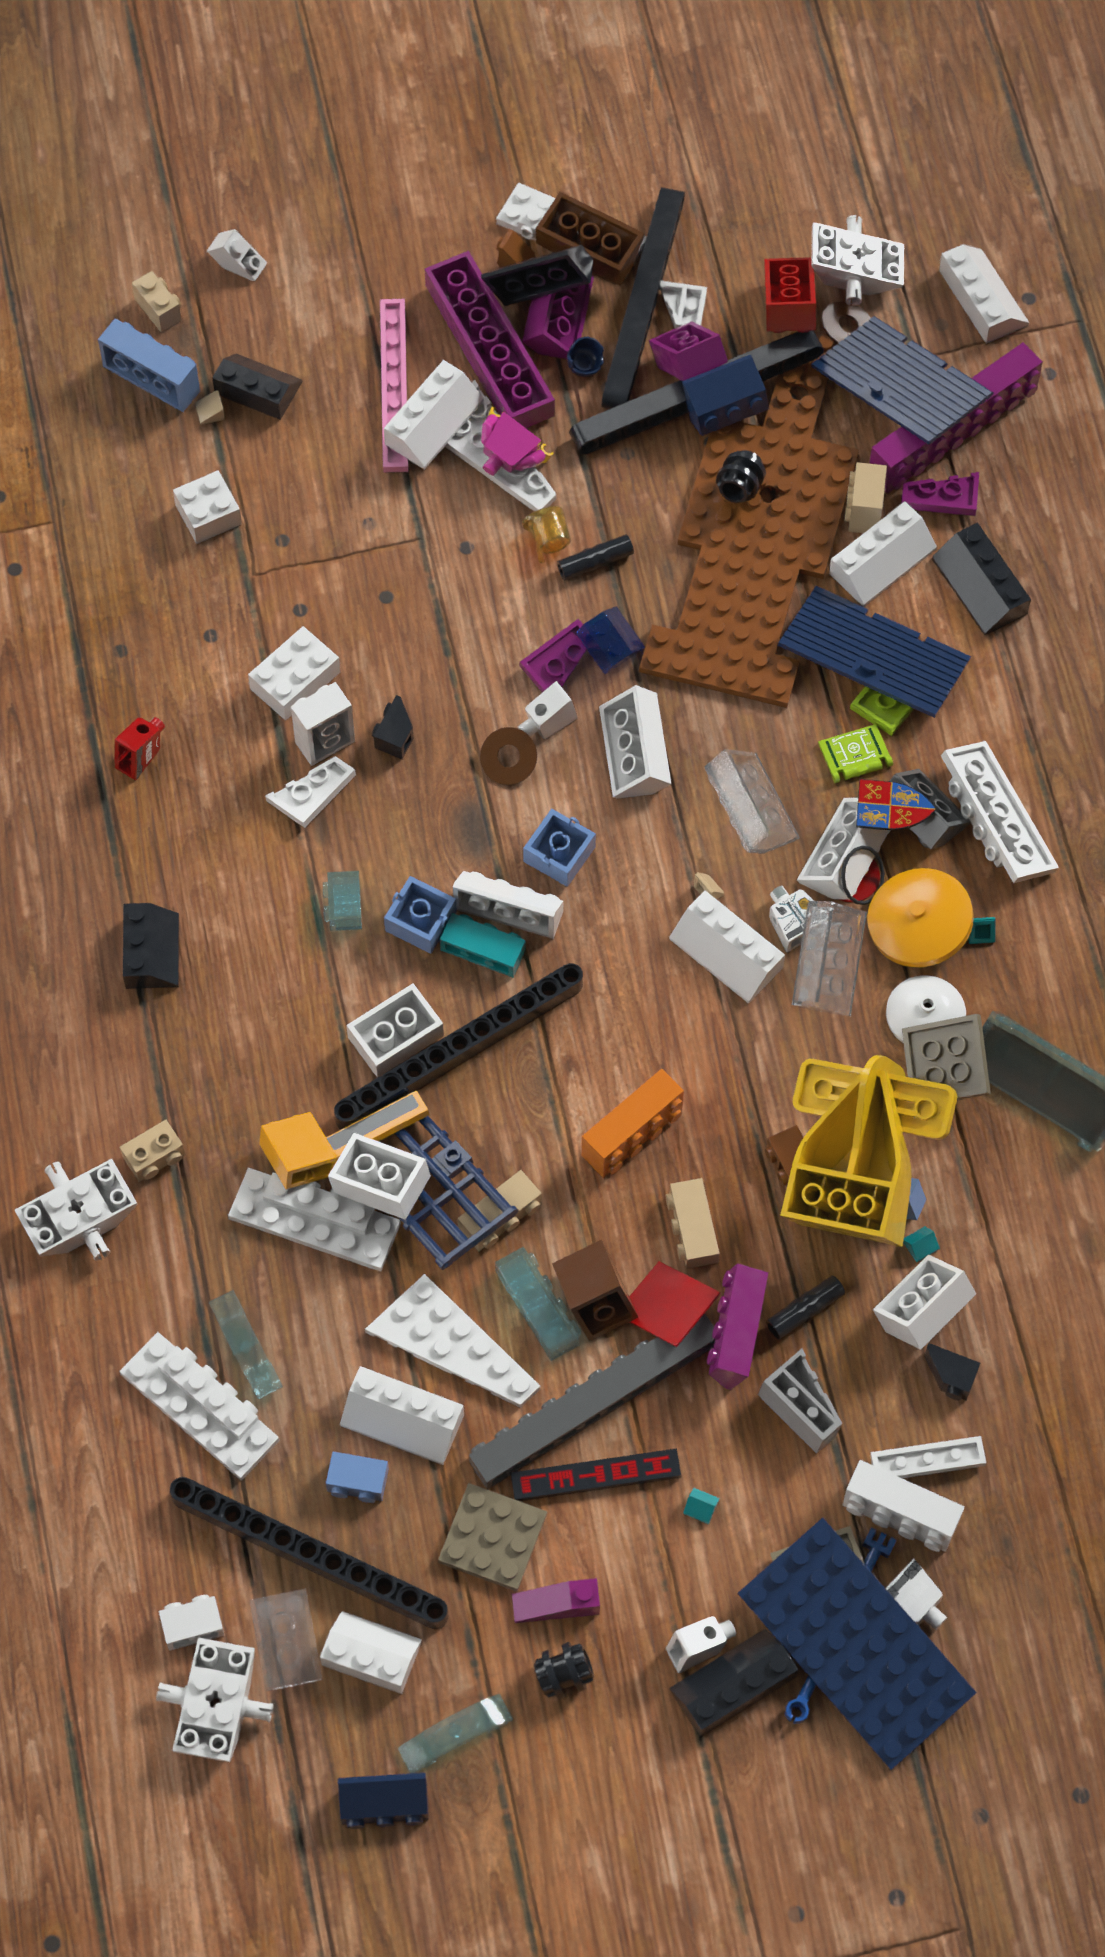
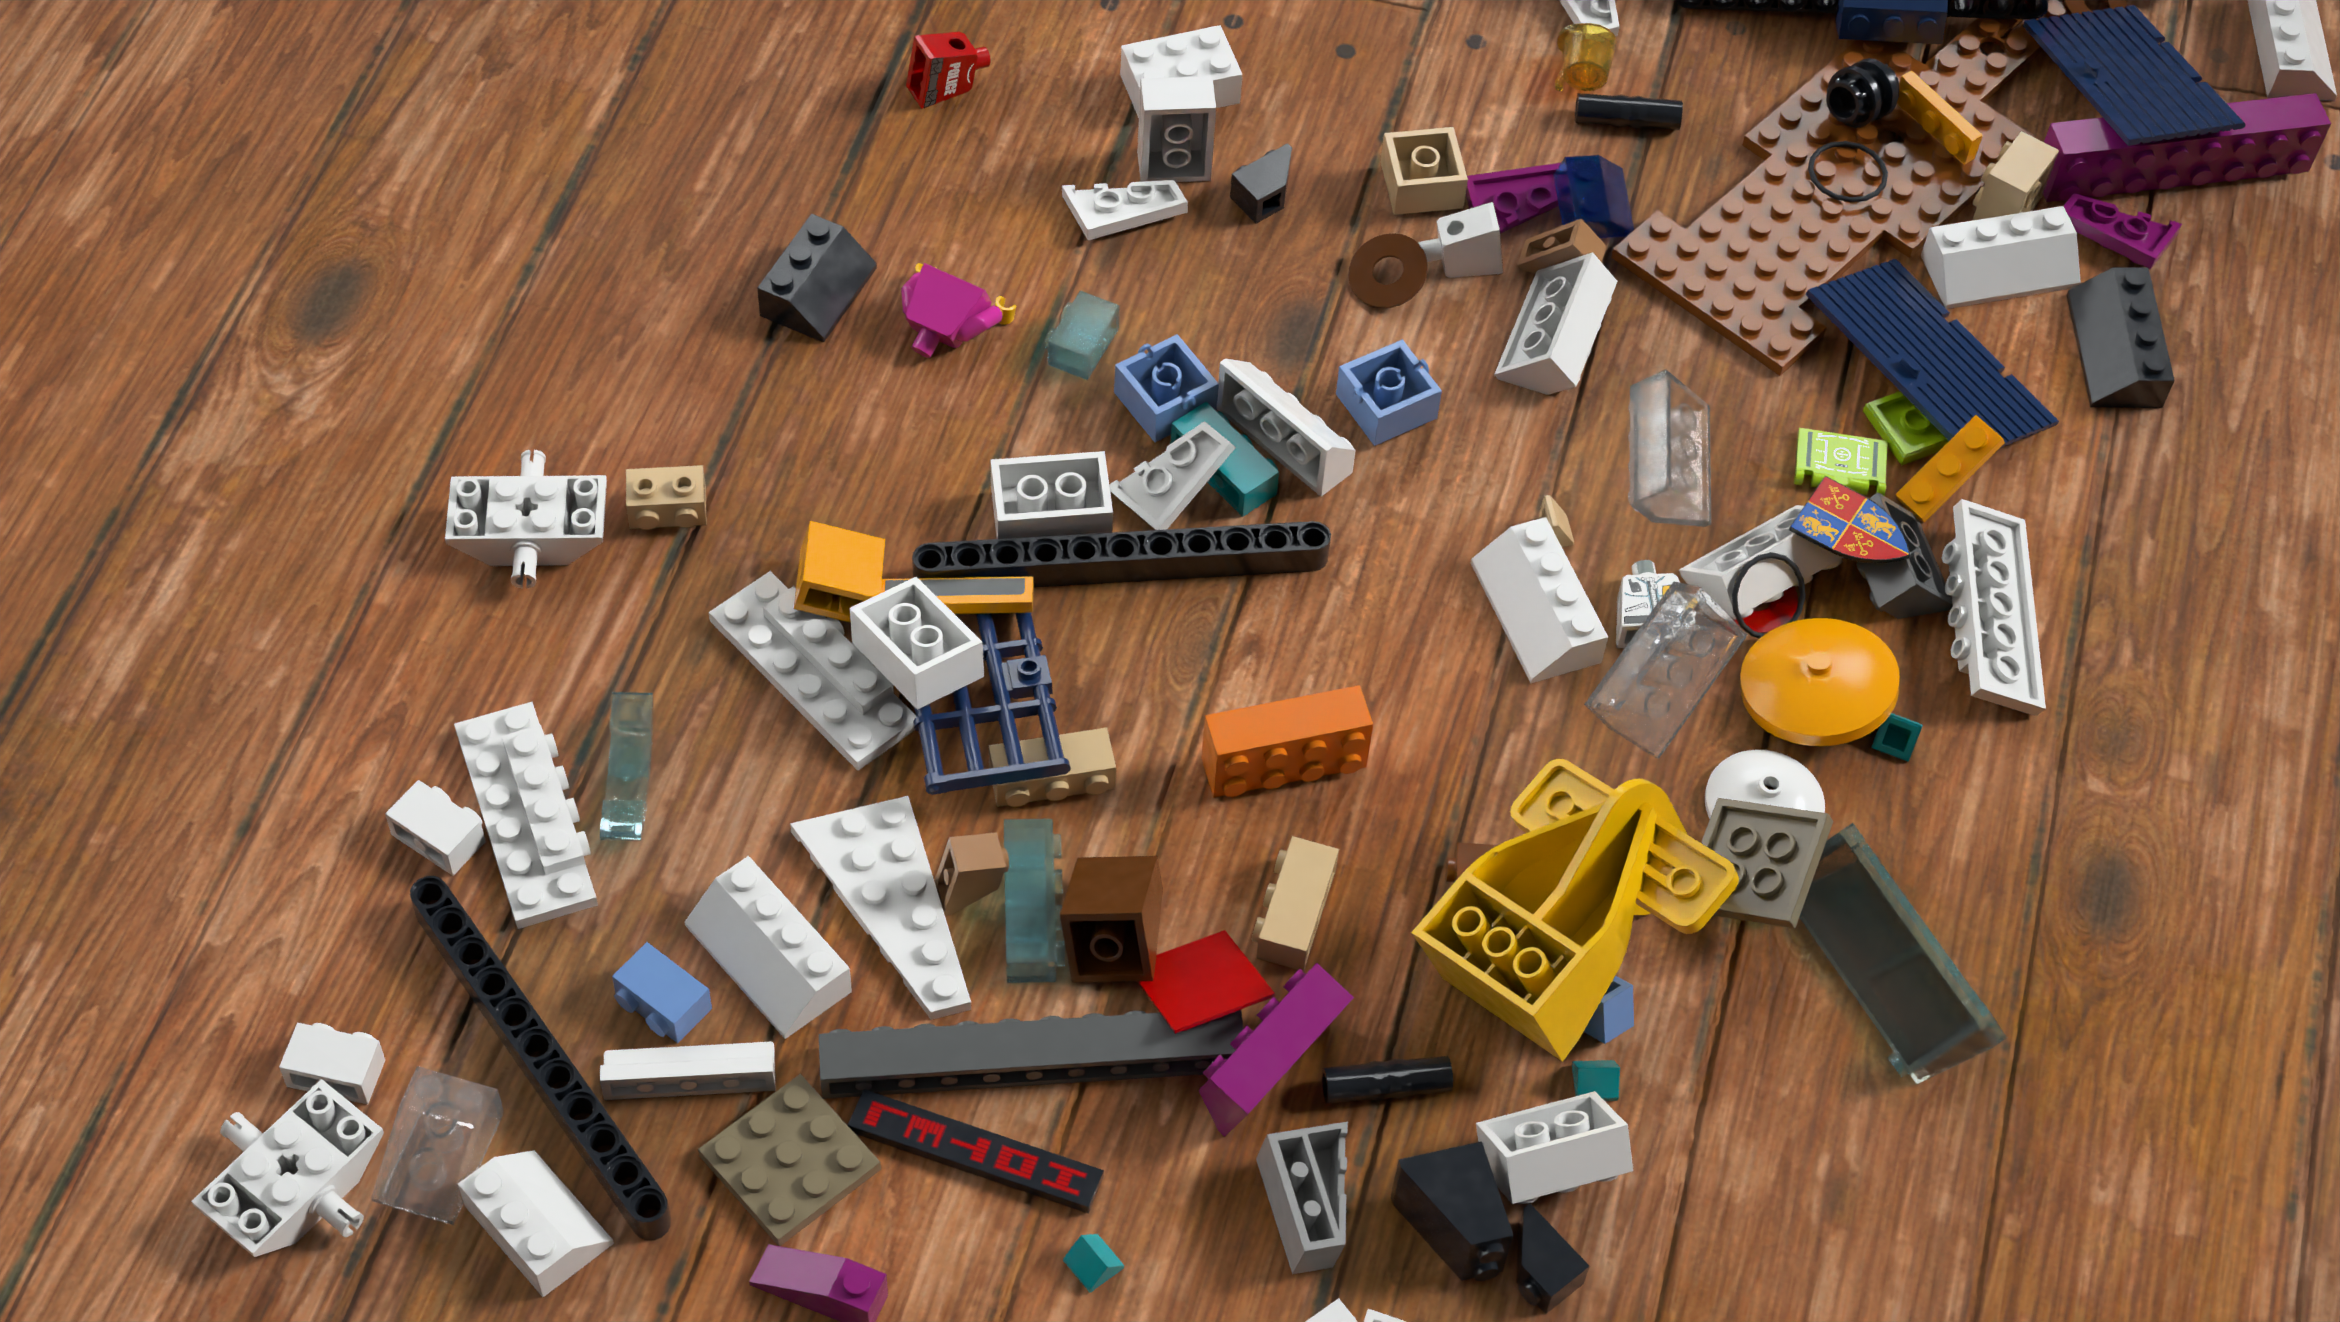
camera: 25 degrees right, 10 degrees down
(154, 1443) = (436, 827): none -> white brick
(248, 927) = (948, 309): none -> dark pink torso
(400, 1514) = (688, 1070): none -> white panel
(462, 976) = (1170, 481): none -> white wing
(492, 671) = (1423, 170): none -> tan brick
(495, 1305) = (970, 870): none -> medium nougat slope
(608, 685) = (1560, 246): none -> medium nougat slope
(756, 559) = (1840, 197): none -> black piece
(796, 470) = (1938, 118): none -> light orange plate
(891, 1368) = (1456, 1209): none -> black slope
(926, 729) = (1949, 468): none -> light orange plate

